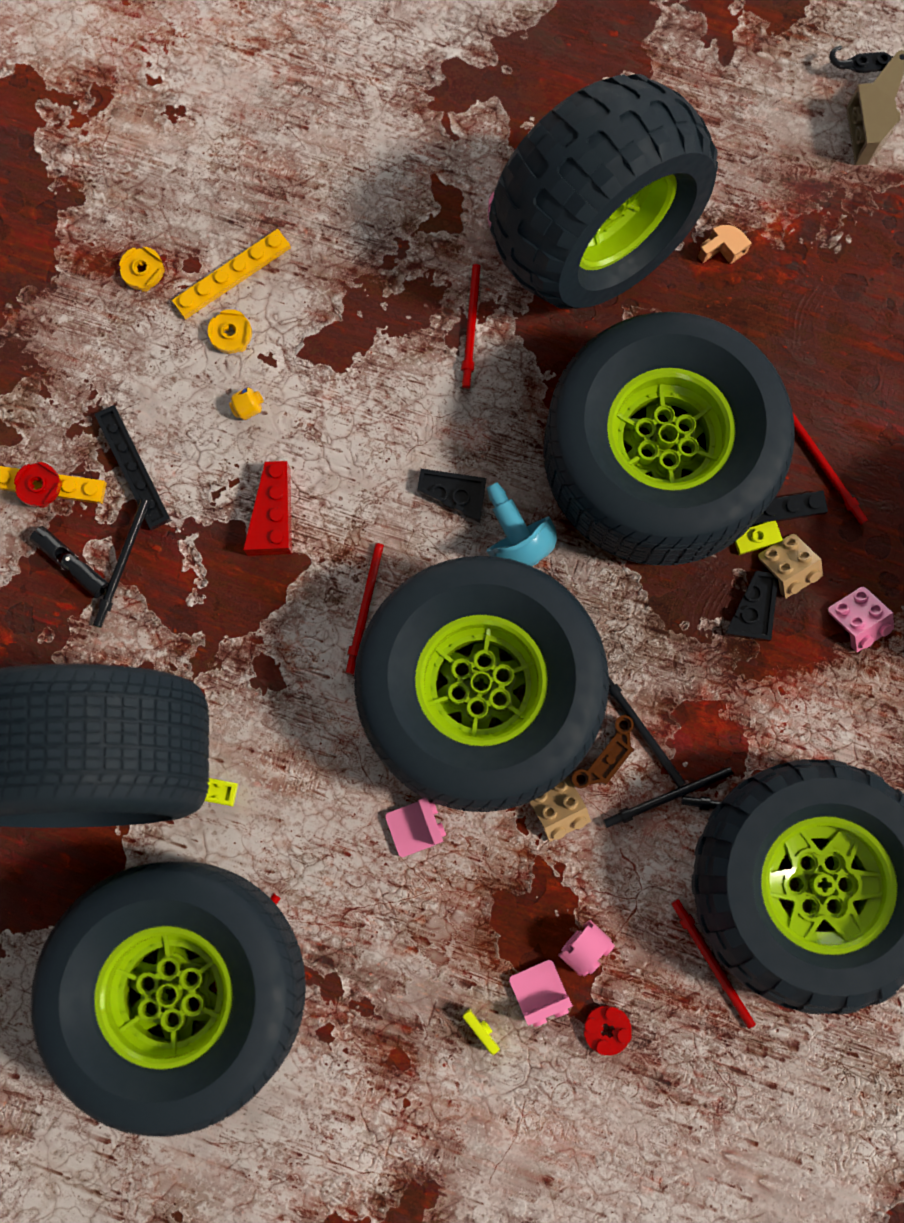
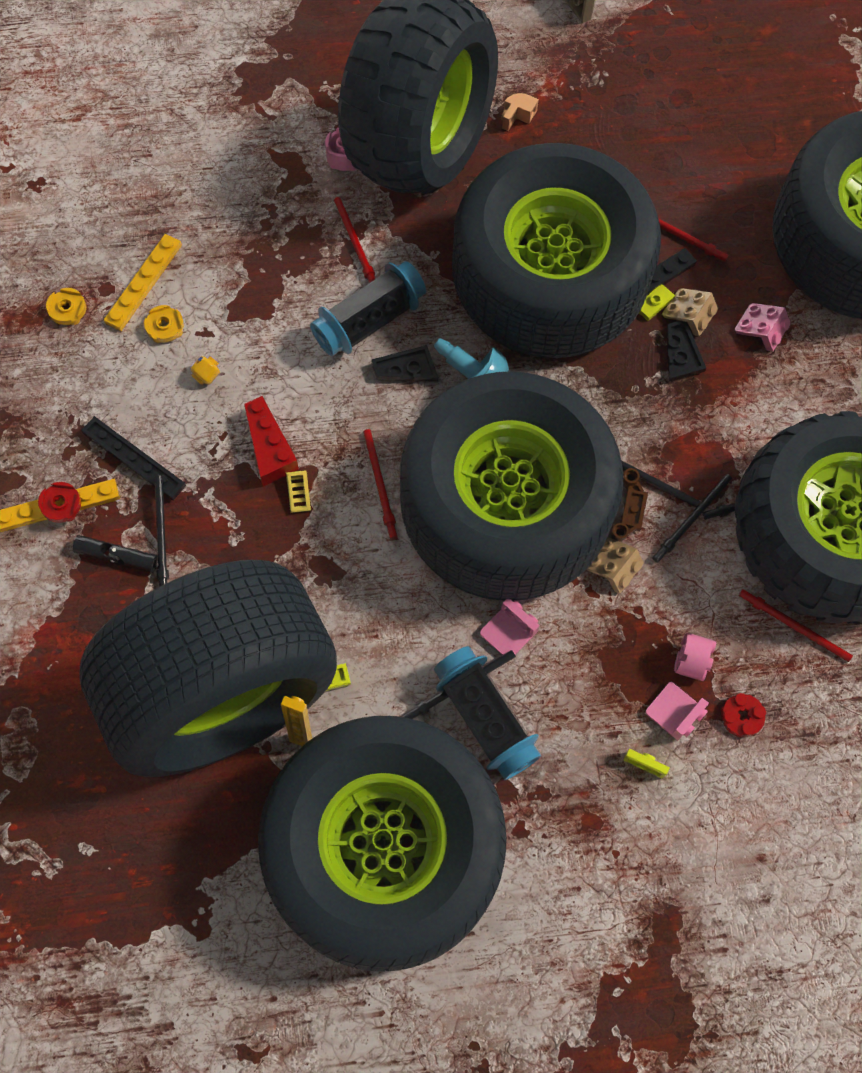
camera: 30 degrees left, 10 degrees down
(146, 834) = (296, 720): none -> yellow plate
(286, 582) = (295, 476): none -> light yellow slope
(292, 864) = (423, 707): none -> black bar
(344, 907) = (486, 712): none -> black brick
(443, 412) = (368, 308): none -> black brick

